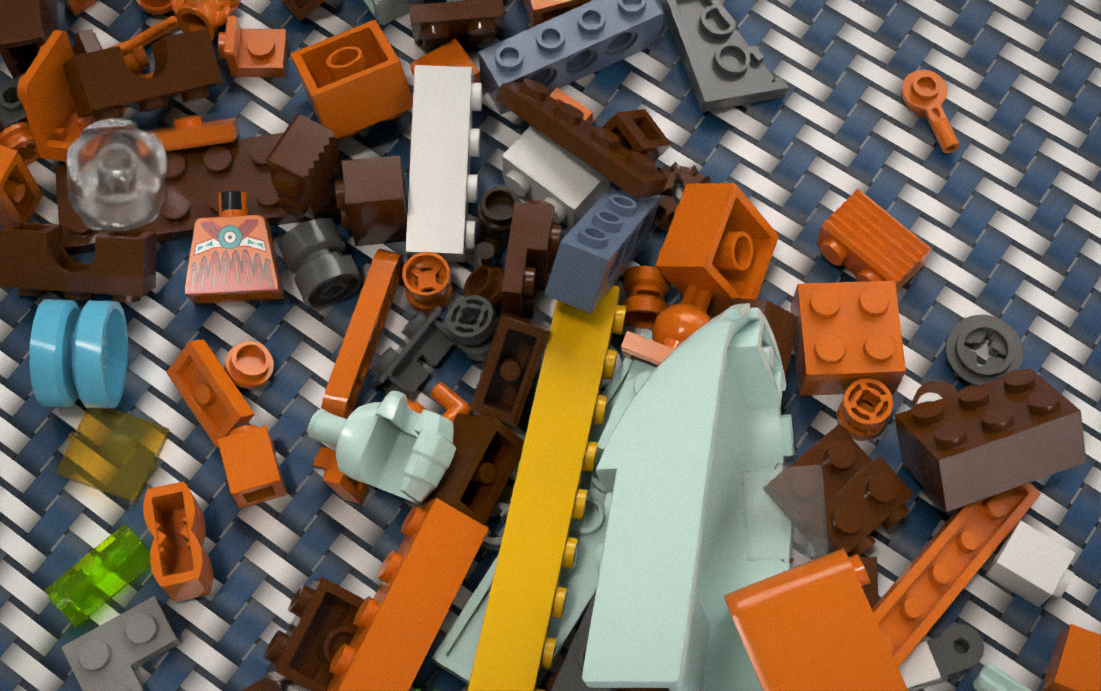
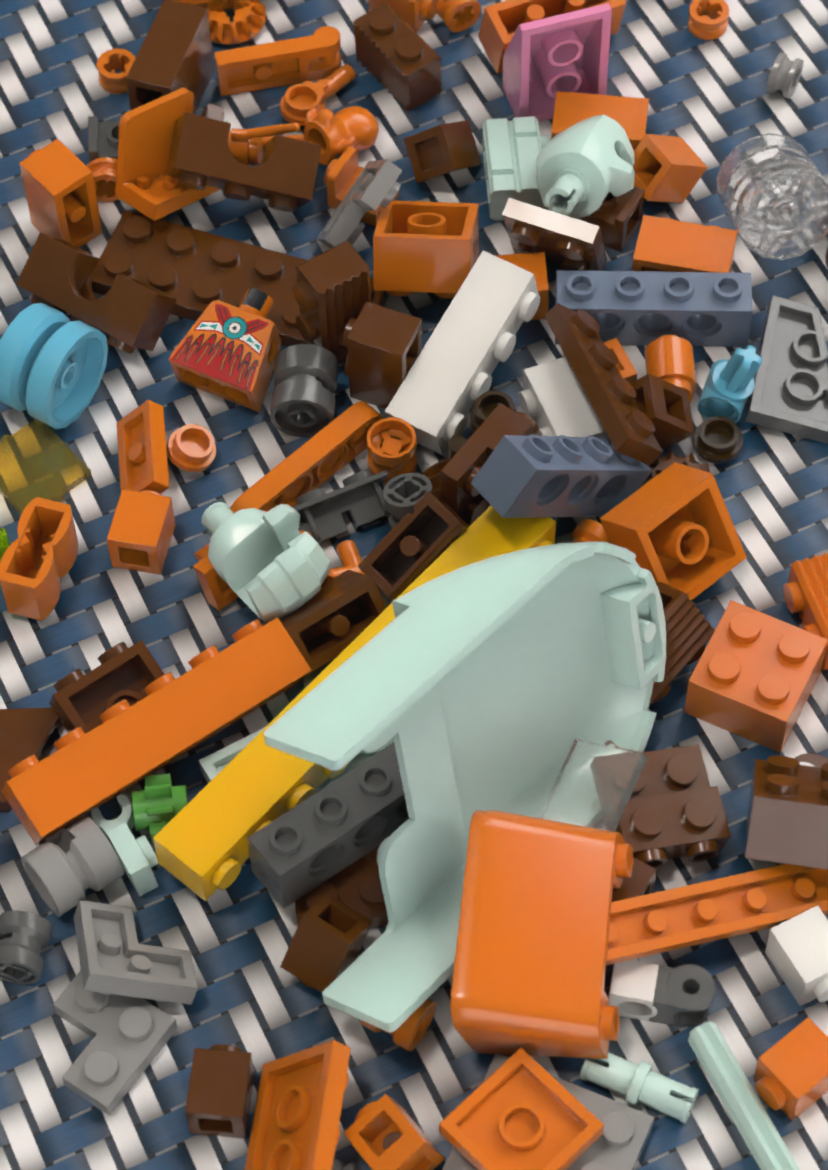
camera: 30 degrees right, 10 degrees down
(116, 175) = (165, 232): clear brick -> none
(192, 132) = (257, 232): orange plate -> none
(274, 49) = (372, 188): none -> light grey plate
(614, 90) = (673, 361): none -> orange brick
(675, 87) = (729, 384): none -> medium azure axle
(689, 139) = (718, 440): none -> dark brown plate
(860, 418) = (733, 759): orange wheel -> none

